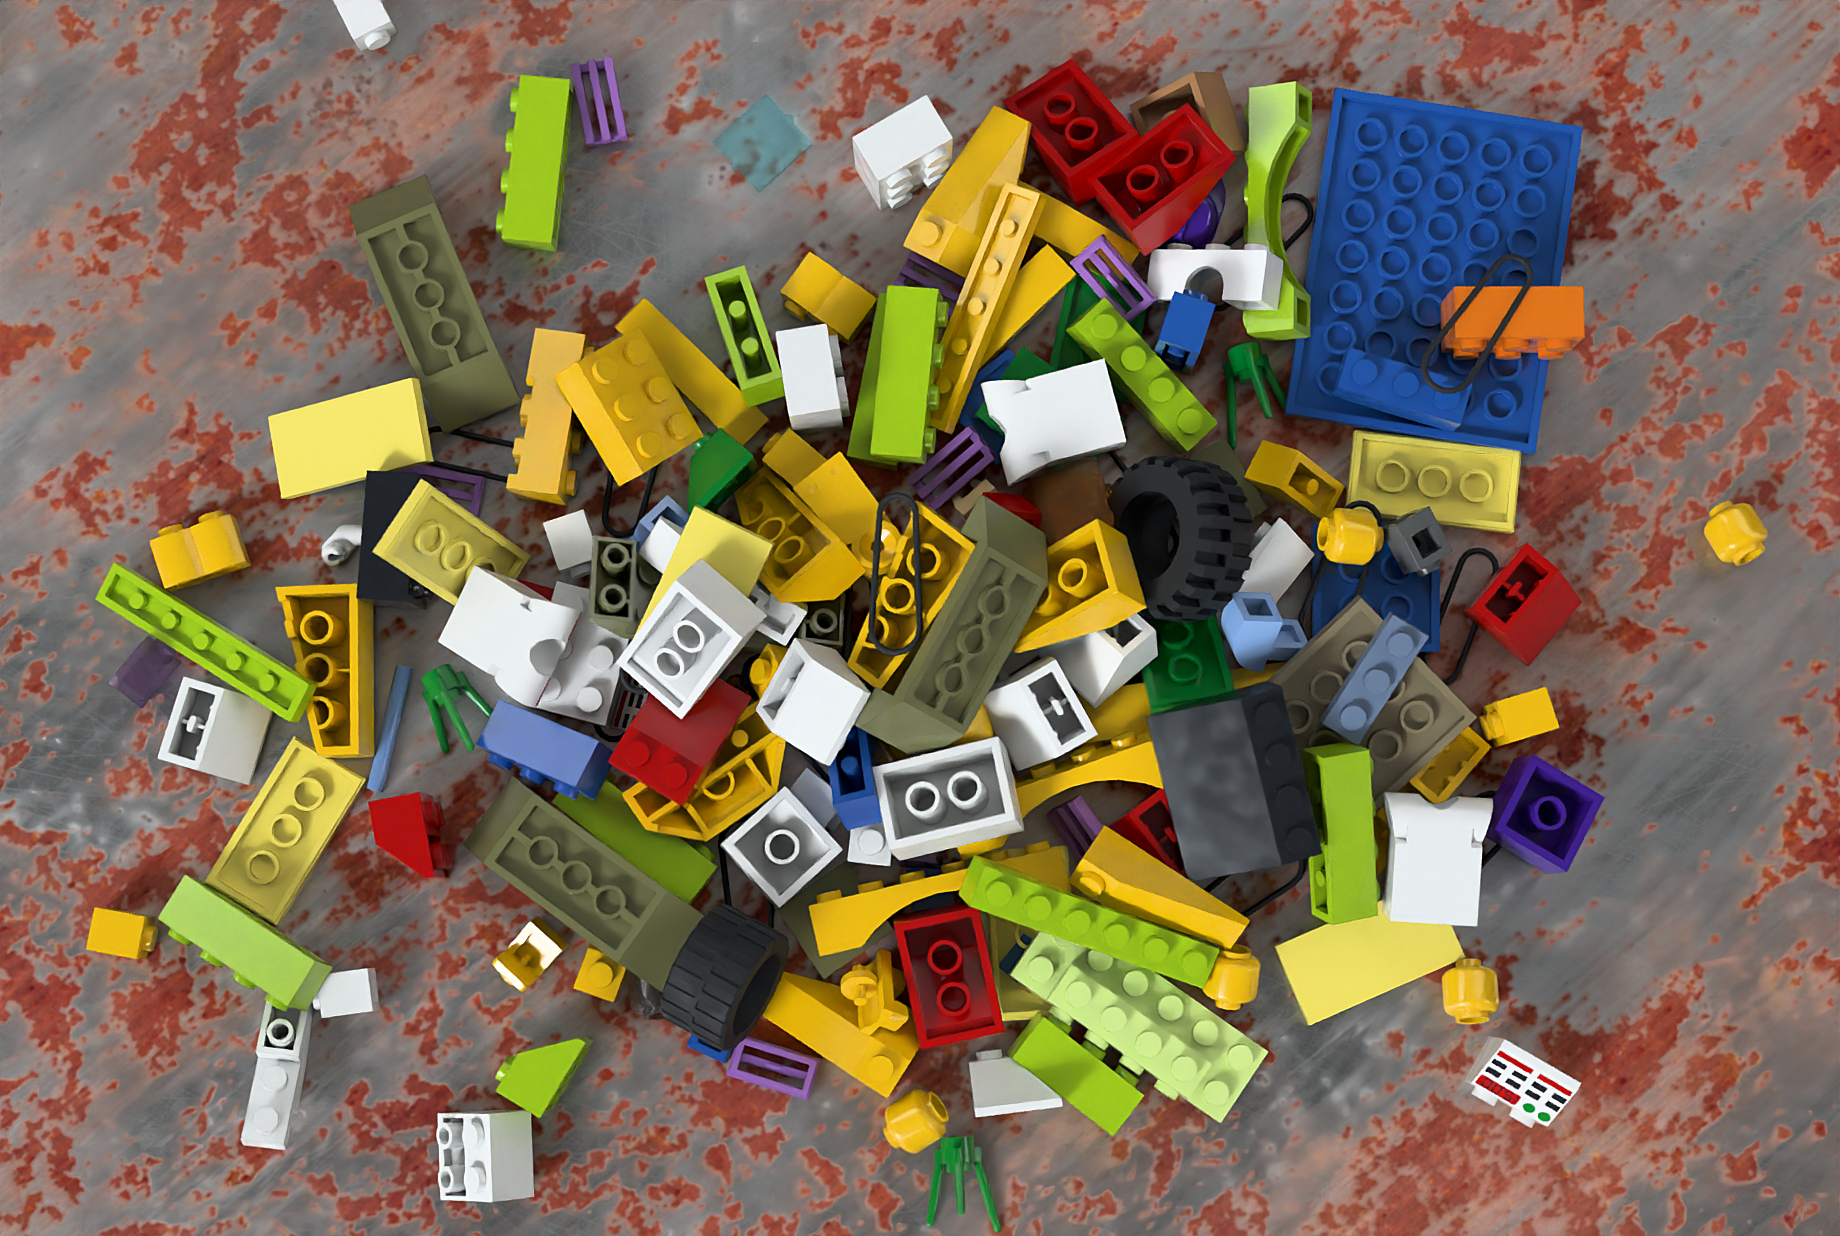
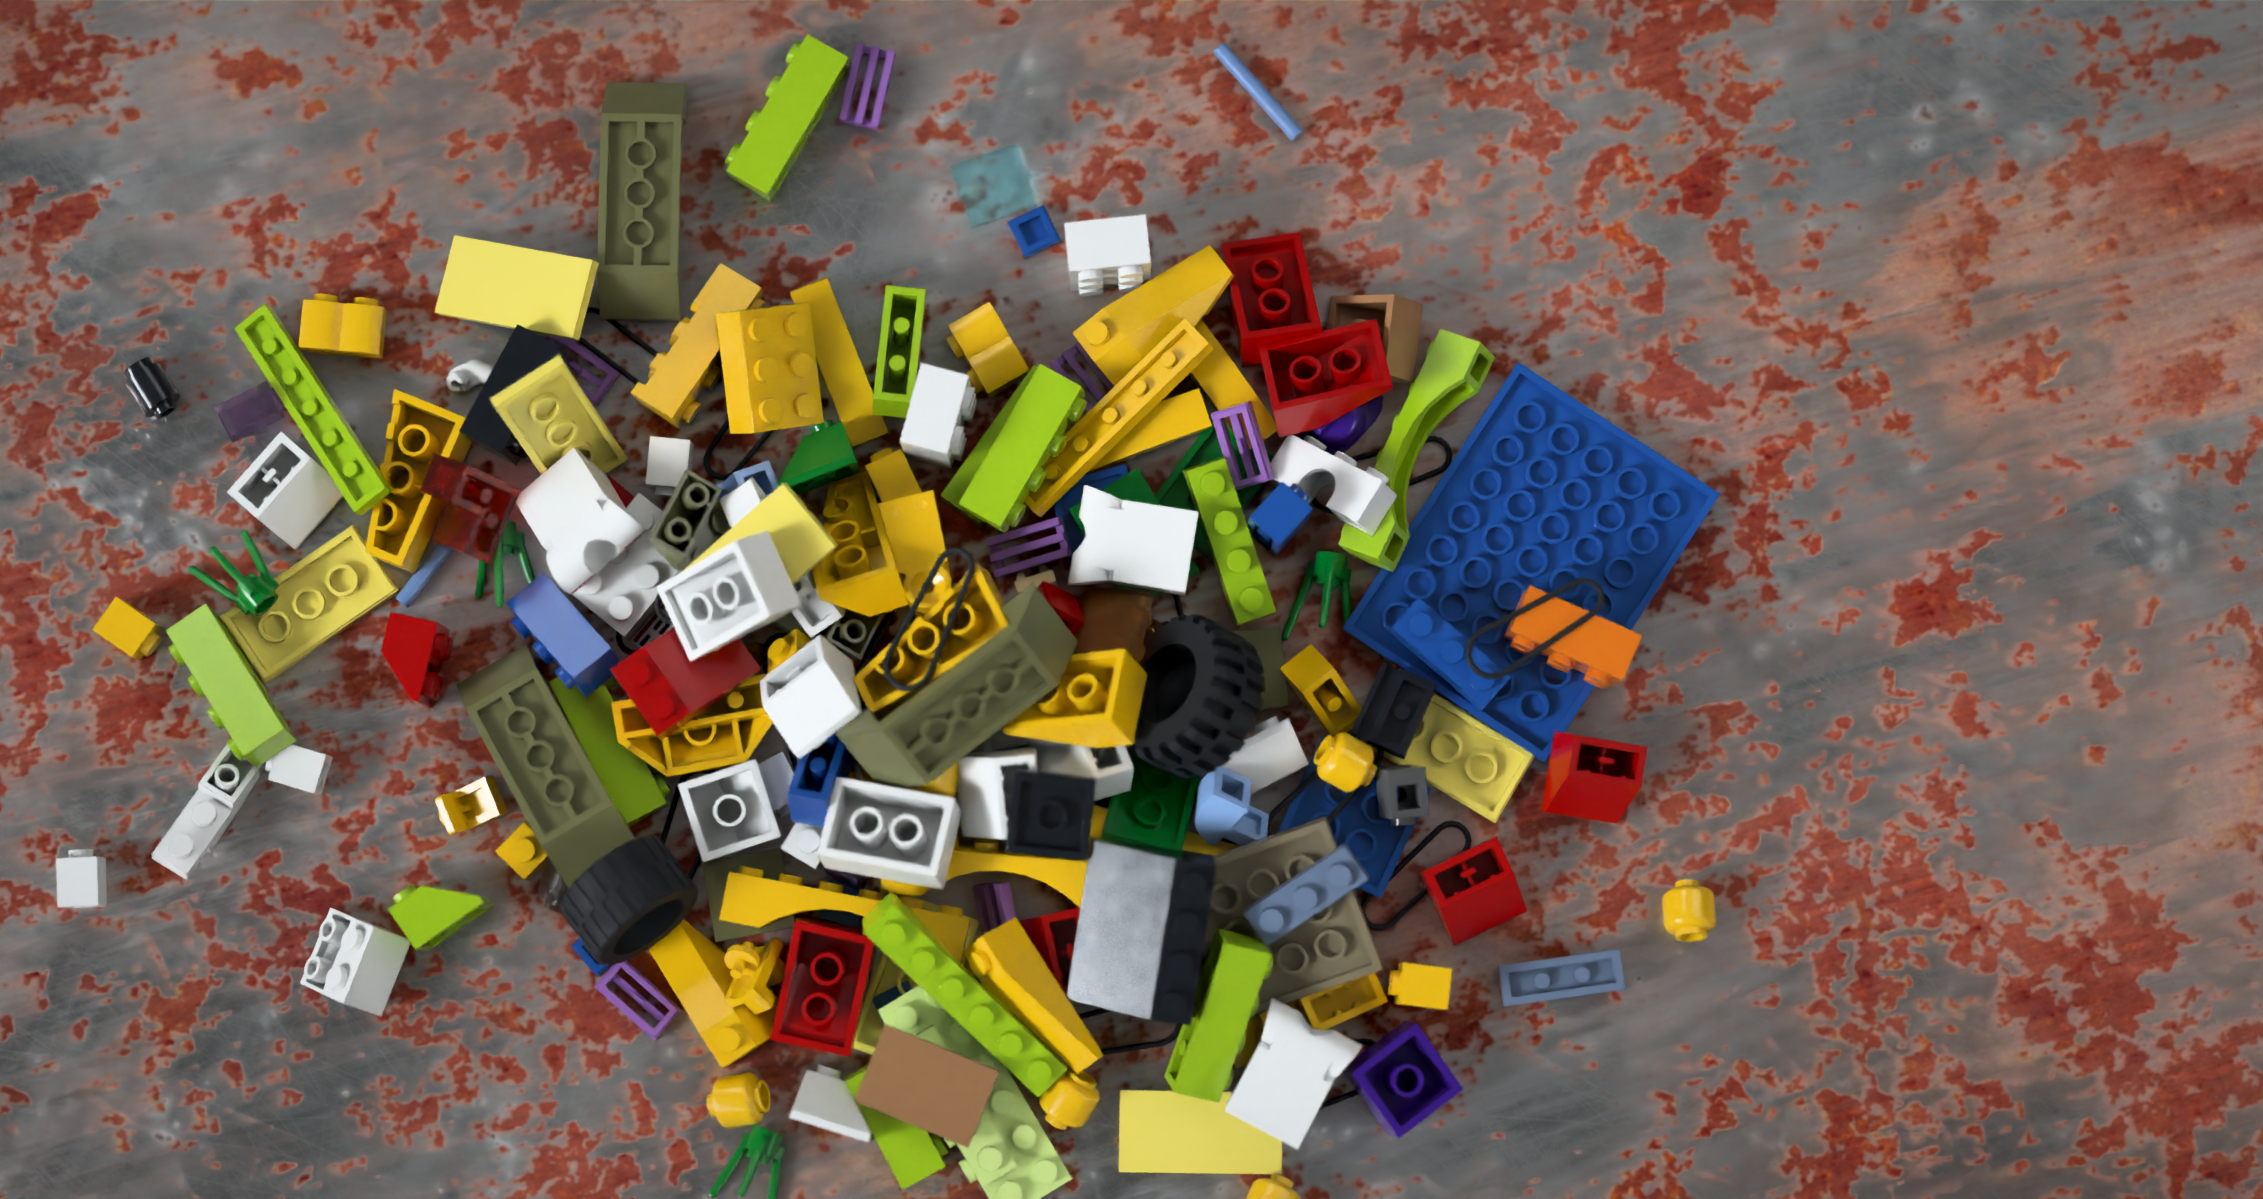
camera: 20 degrees right, 0 degrees up
(40, 692) = (151, 388): none -> black brick
(184, 1196) = (81, 880): none -> white brick
(229, 843) = (254, 593): none -> green plant
(405, 666) = (474, 510): none -> clear red brick
(820, 169) = (1034, 232): none -> blue tile
(1093, 1026) = (926, 1085): none -> medium nougat tile
(1097, 710) = (1050, 814): none -> black tile
(1371, 467) = (1393, 710): none -> black plate
(1588, 445) = (1592, 777): none -> red slope
(1643, 650) = (1561, 977): none -> sand blue plate

